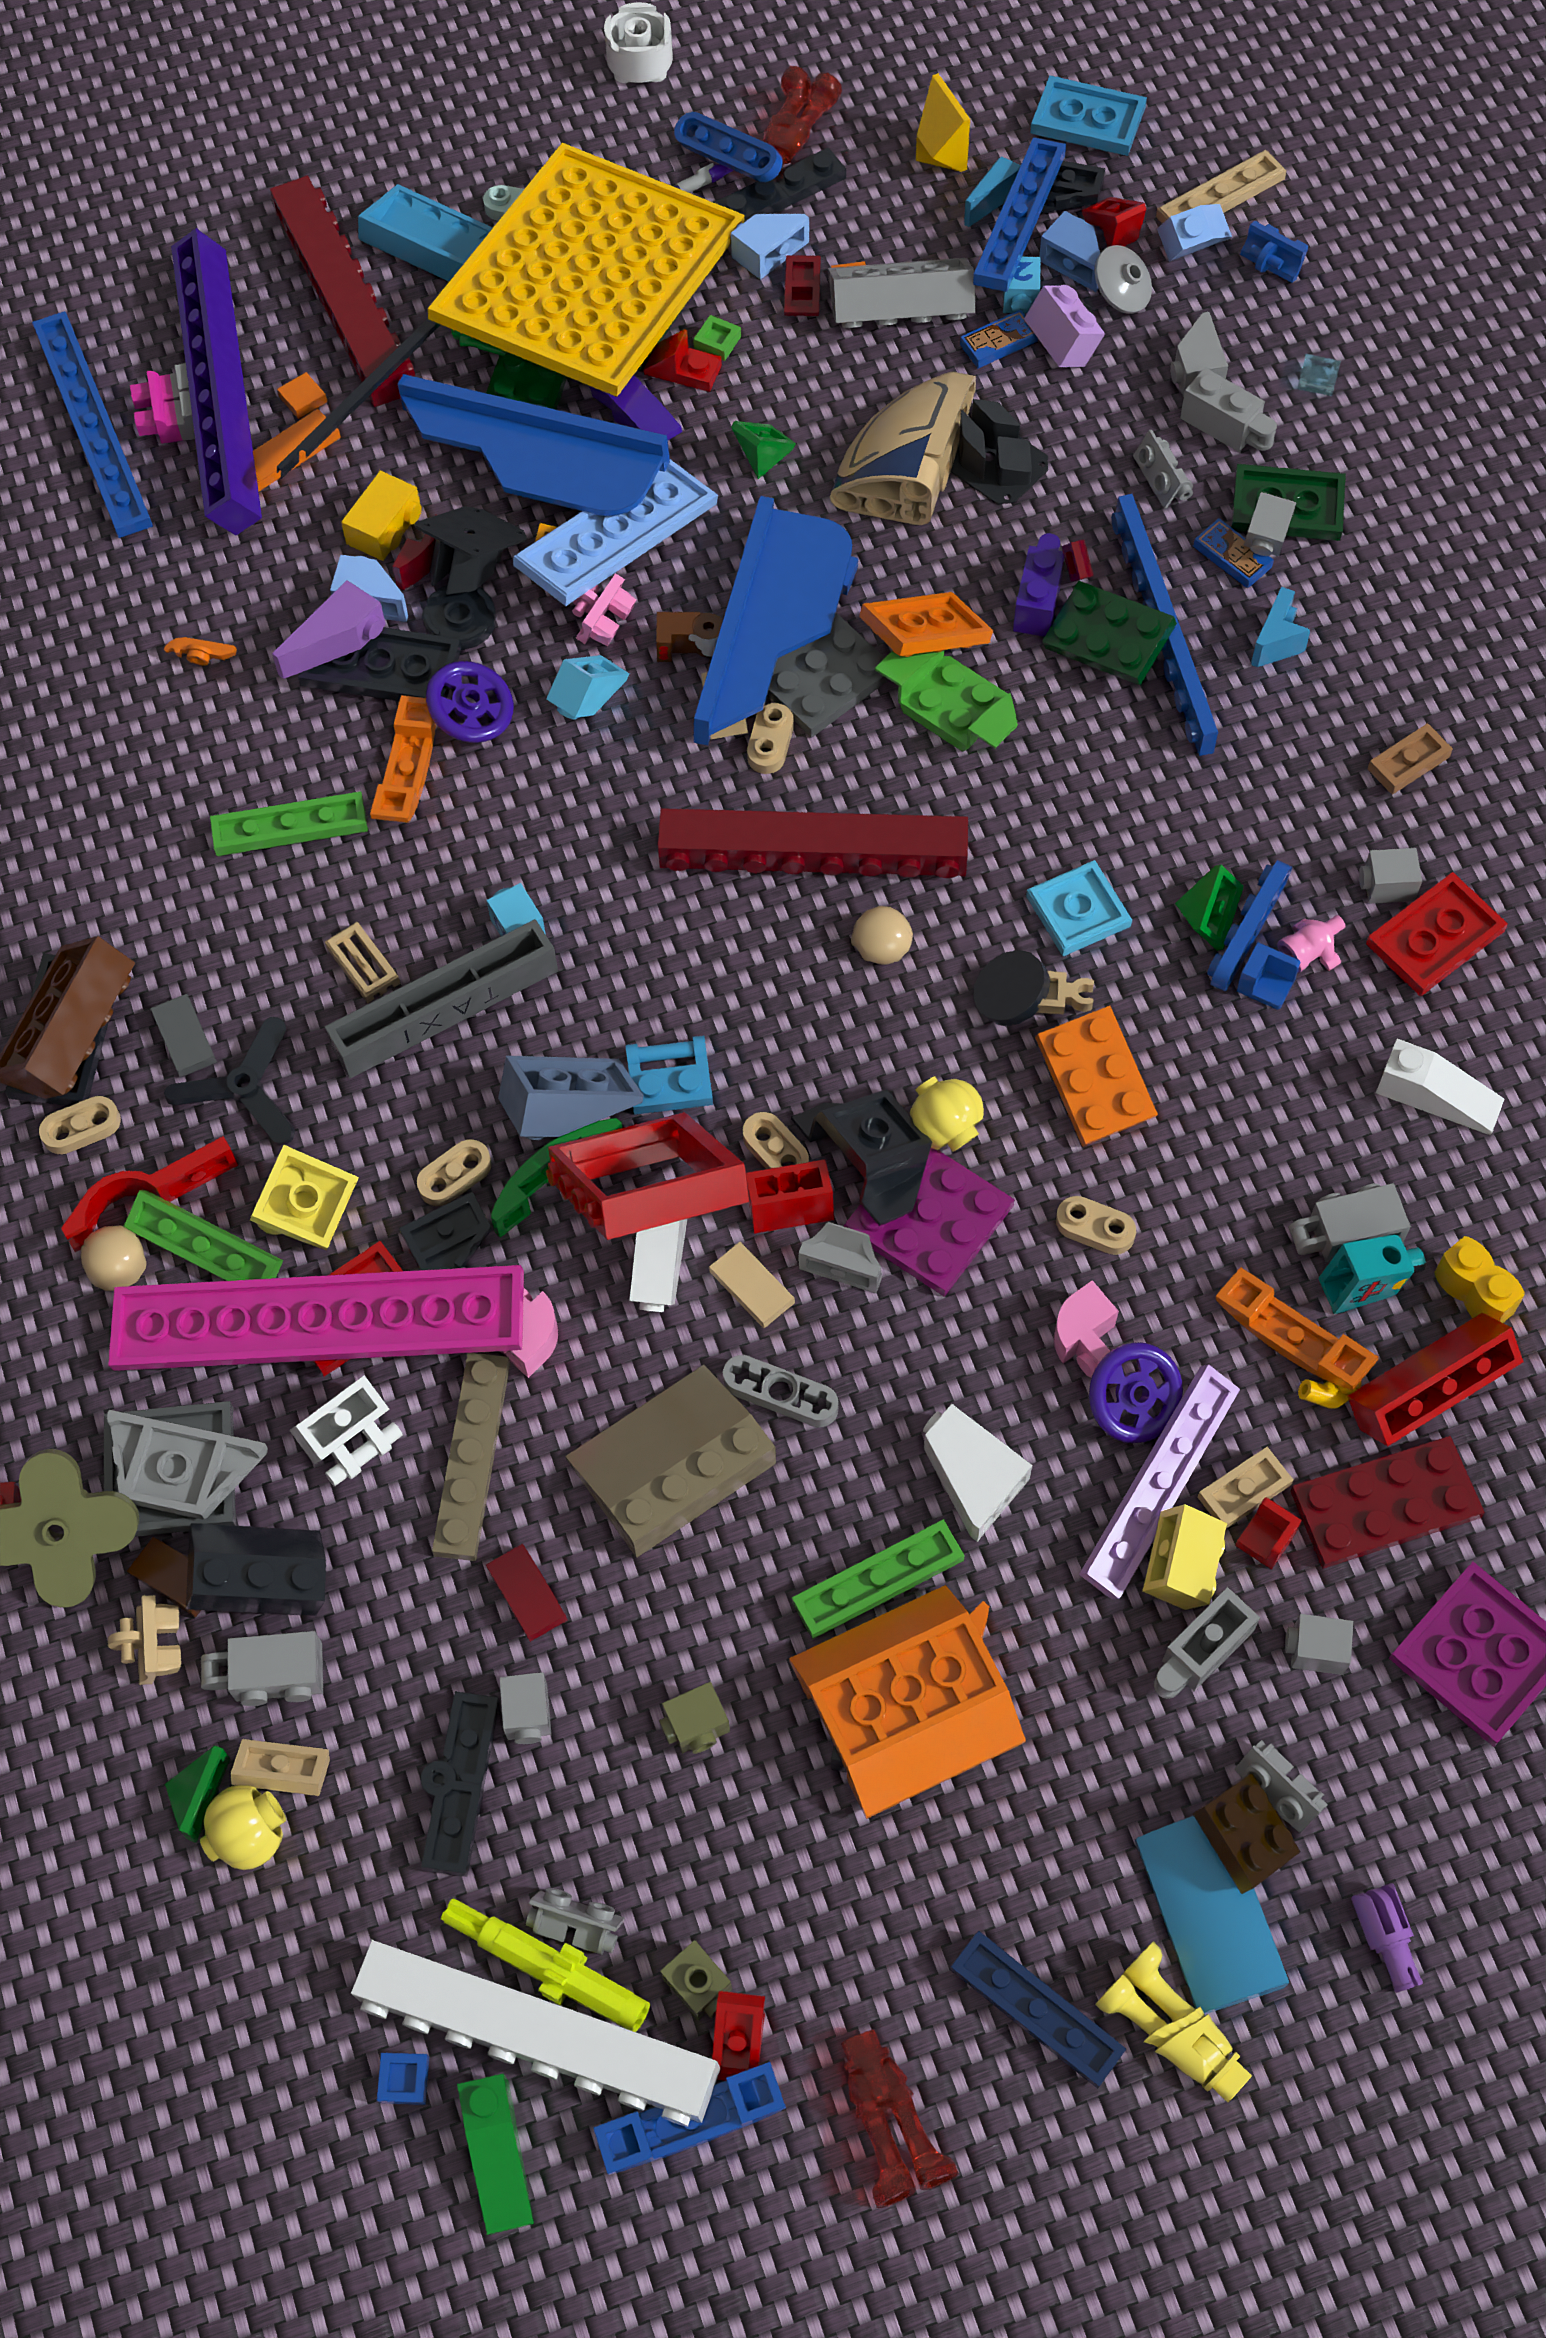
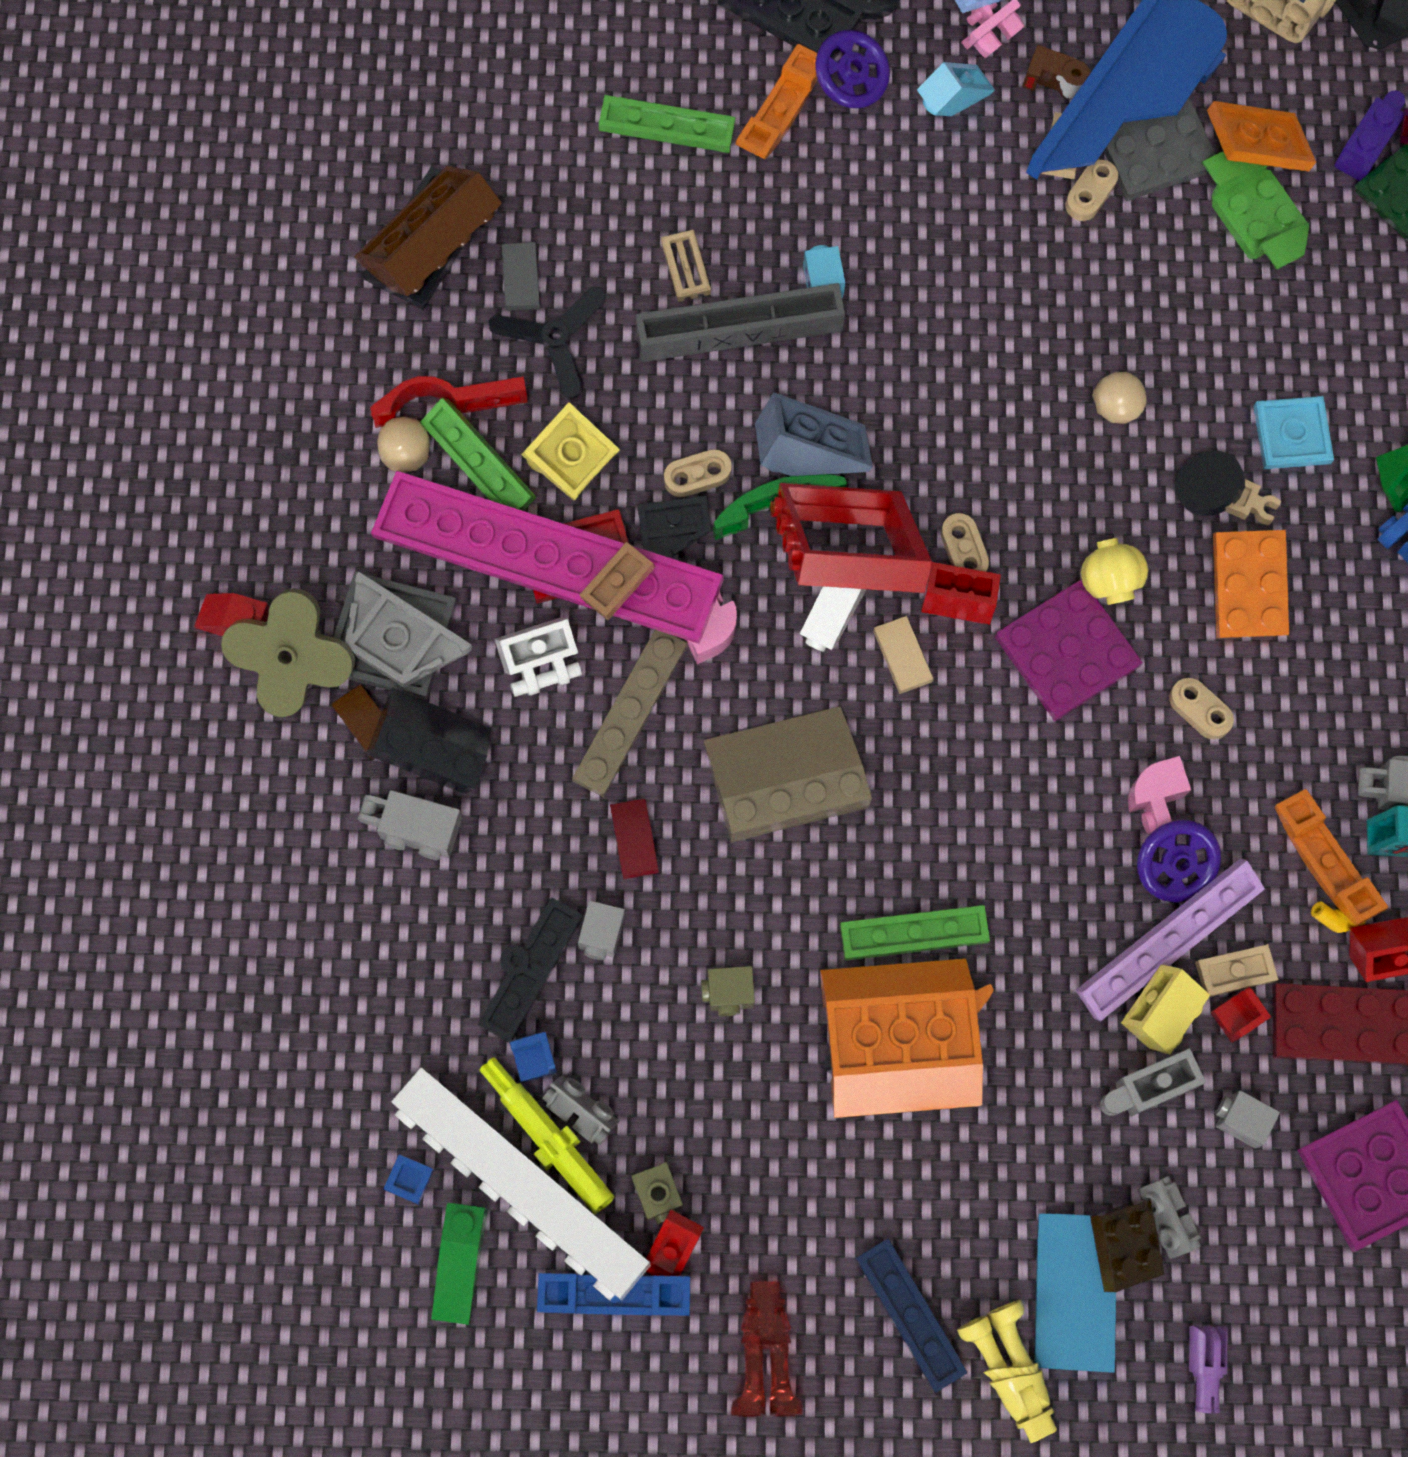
camera: 15 degrees right, 10 degrees up
(80, 1124) = (413, 320): tan plate -> none
(152, 1659) = (327, 782): tan hips -> none
(194, 1790) = (325, 897): green slope -> none
(242, 1827) = (353, 941): light yellow plant -> none
(280, 1767) = (397, 905): tan plate -> none
(405, 1313) = (617, 581): none -> medium nougat plate
(498, 1880) = (533, 1057): none -> blue panel
(672, 1086) = (899, 464): dark azure plate -> none
(774, 1374) = (868, 739): light grey beam -> none
(813, 842) = (1093, 296): dark red brick -> none
(842, 1256) = (984, 660): light grey slope -> none
(880, 1144) = (1049, 576): black piece -> none
(974, 1468) = (1024, 872): white slope -> none

